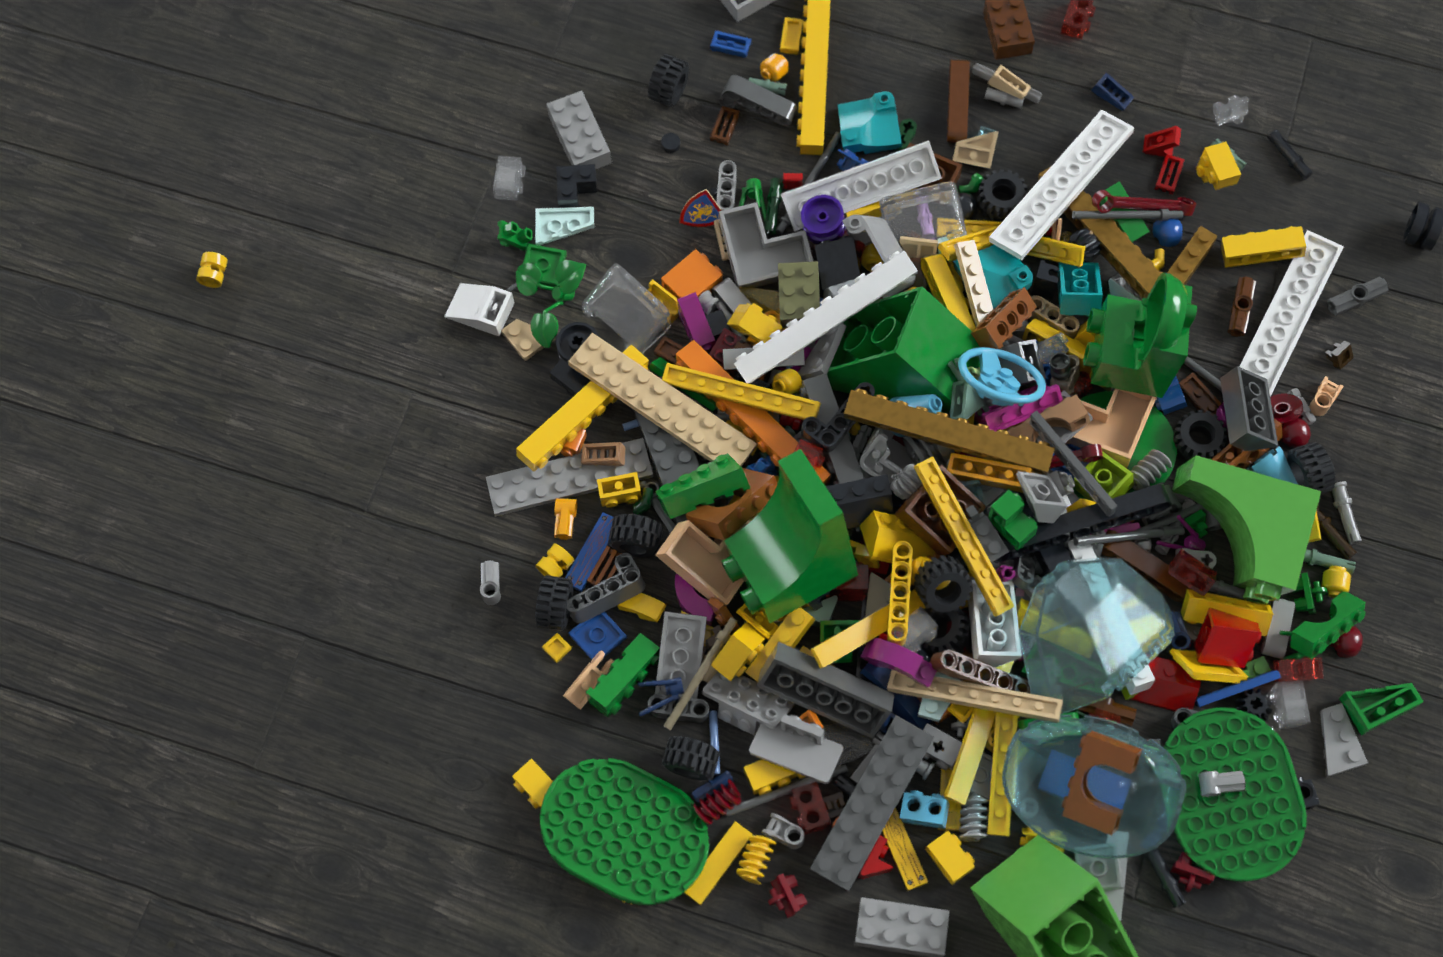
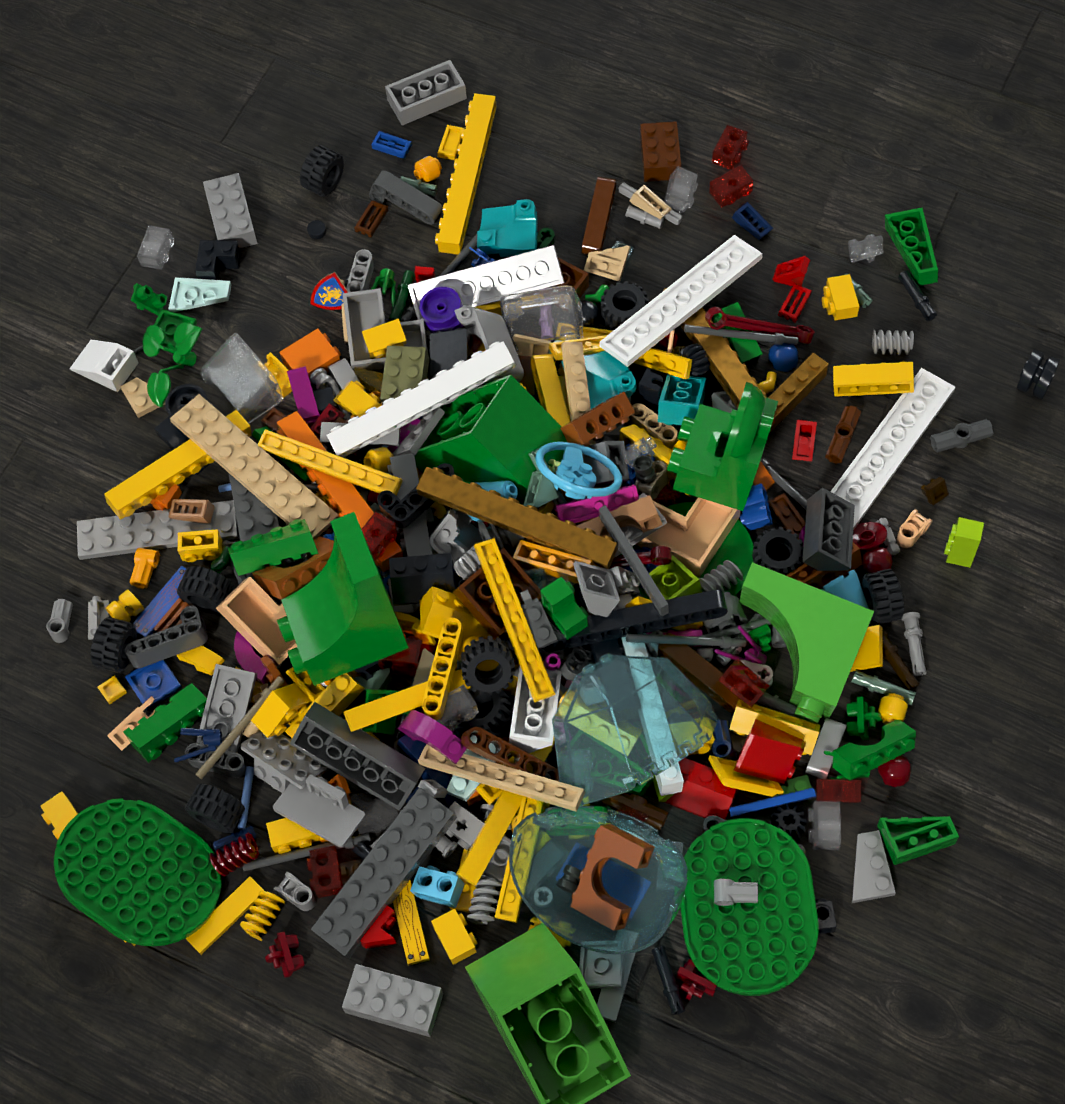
camera: 10 degrees right, 5 degrees down
(527, 576) = (96, 614): none -> light grey hinge
(768, 255) = (382, 336): none -> yellow brick
(906, 713) = (433, 788): none -> light grey tile
(1036, 65) = (681, 189): none -> clear brick
(1057, 789) = (570, 880): none -> pearl dark grey wheel
(1086, 57) = (731, 186): none -> clear red brick
(1205, 317) = (804, 440): none -> red slope
(1274, 205) = (893, 342): none -> light grey piece
(1280, 102) = (913, 242): none -> green wedge
(1380, 405) = (963, 542): none -> lime wedge

